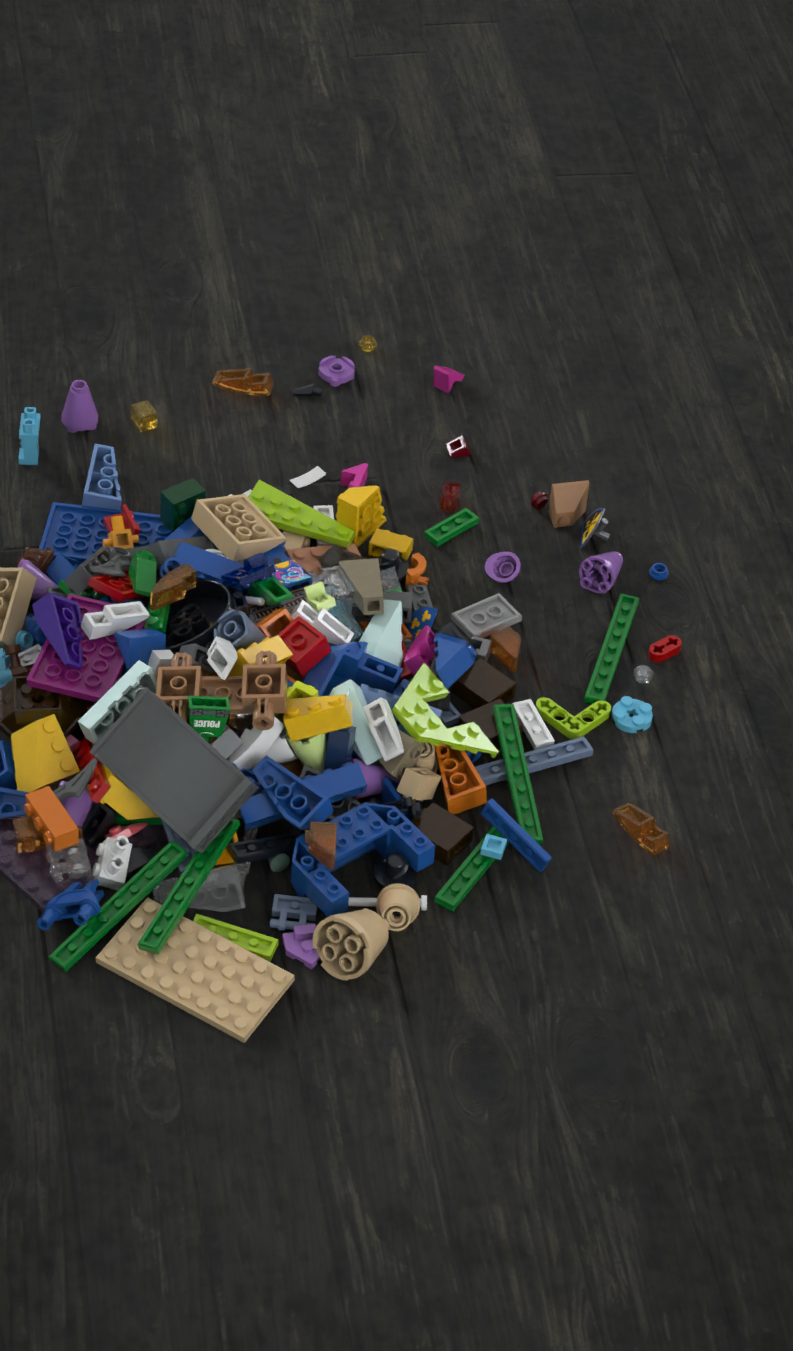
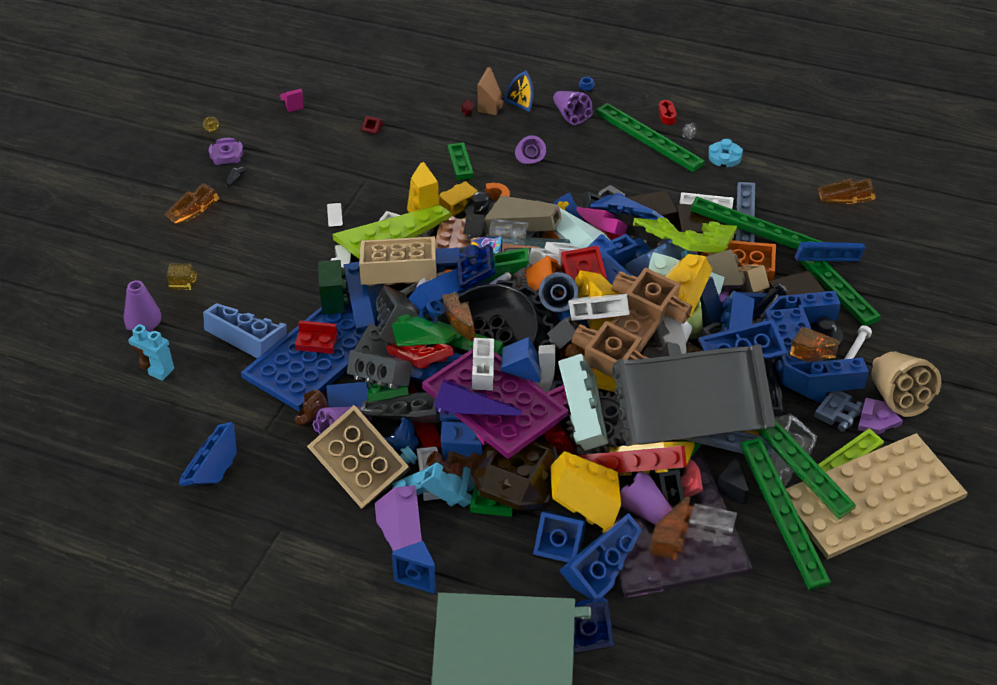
camera: 55 degrees left, 0 degrees up
(51, 819) = (676, 509): orange brick -> none
(74, 904) = (768, 539): blue connector -> none
(77, 785) = (652, 475): dark grey piece -> none
(112, 862) = (731, 495): white brick -> none
(118, 559) = (374, 344): dark grey piece -> none
(120, 536) = (340, 340): light orange piece -> none
(208, 715) = (656, 339): green torso -> none
(318, 598) = (534, 240): yellowish green bracket -> none
(354, 476) = (368, 187): dark pink slope -> none
(384, 728) = (720, 264): white slope -> none
(401, 899) = (877, 341): tan piece -> none
(450, 496) = (425, 148): clear red piece -> none
(486, 616) = (570, 179): light grey tile -> none
(493, 846) = (835, 267): medium azure plate -> none
(506, 647) = (620, 180): clear orange slope -> none
(573, 726) = (716, 185): lime beam -> none

